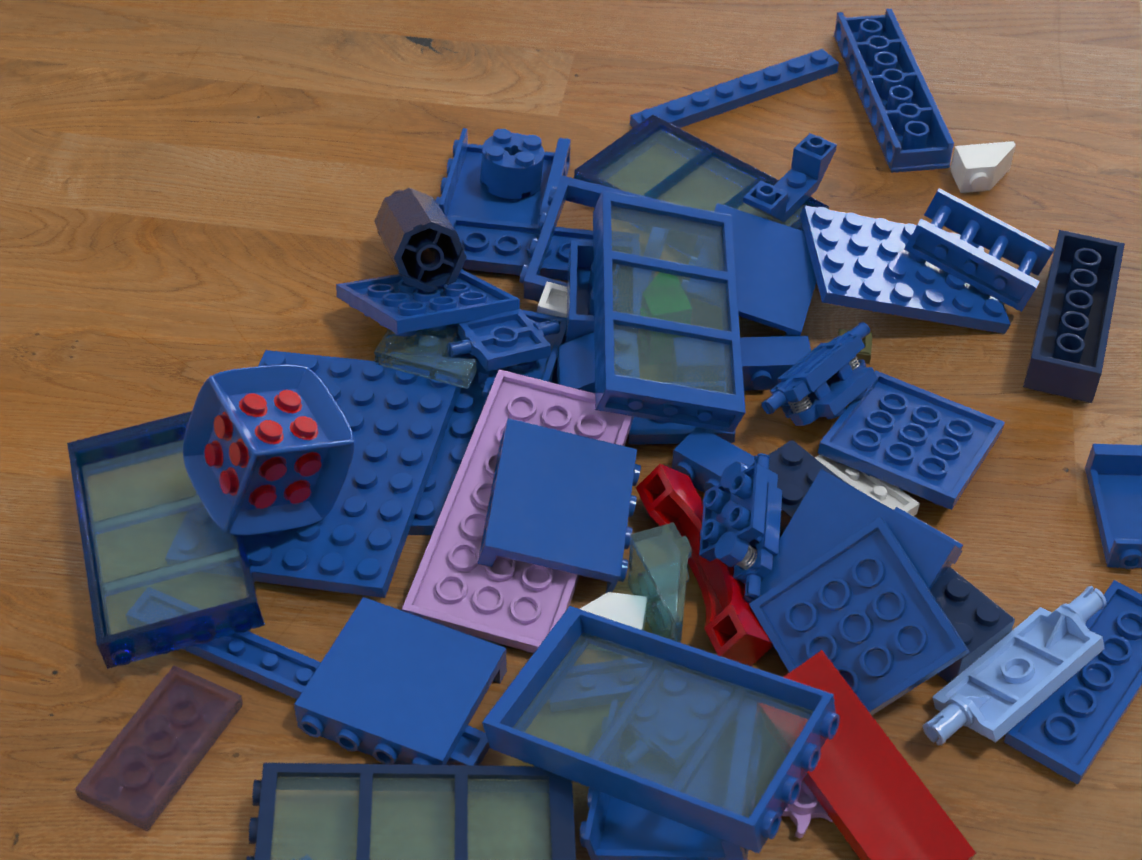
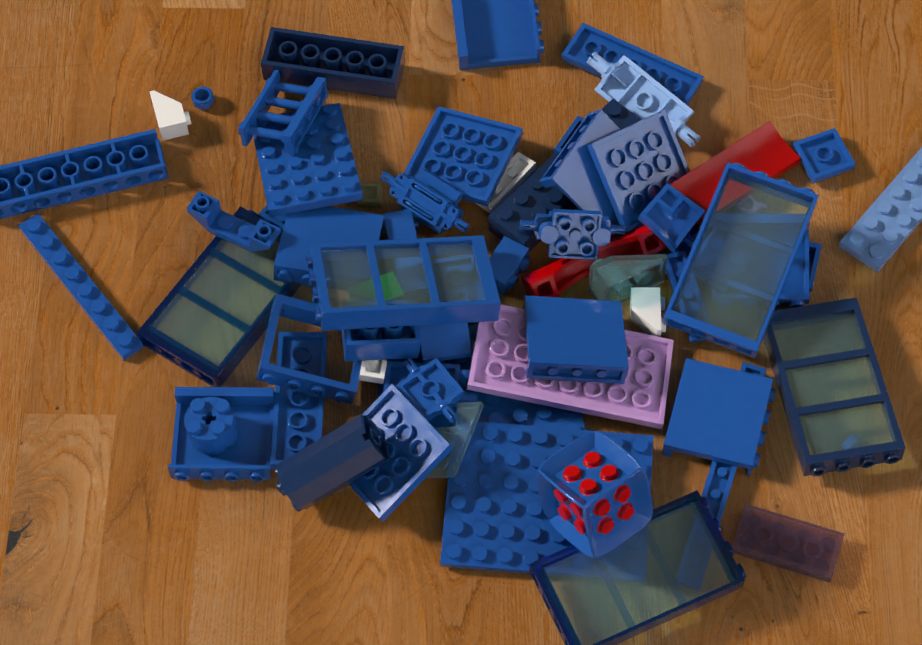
camera: 95 degrees left, 15 degrees up
(765, 638) = (671, 216): none -> blue plate
(1014, 199) = (202, 98): none -> blue tile

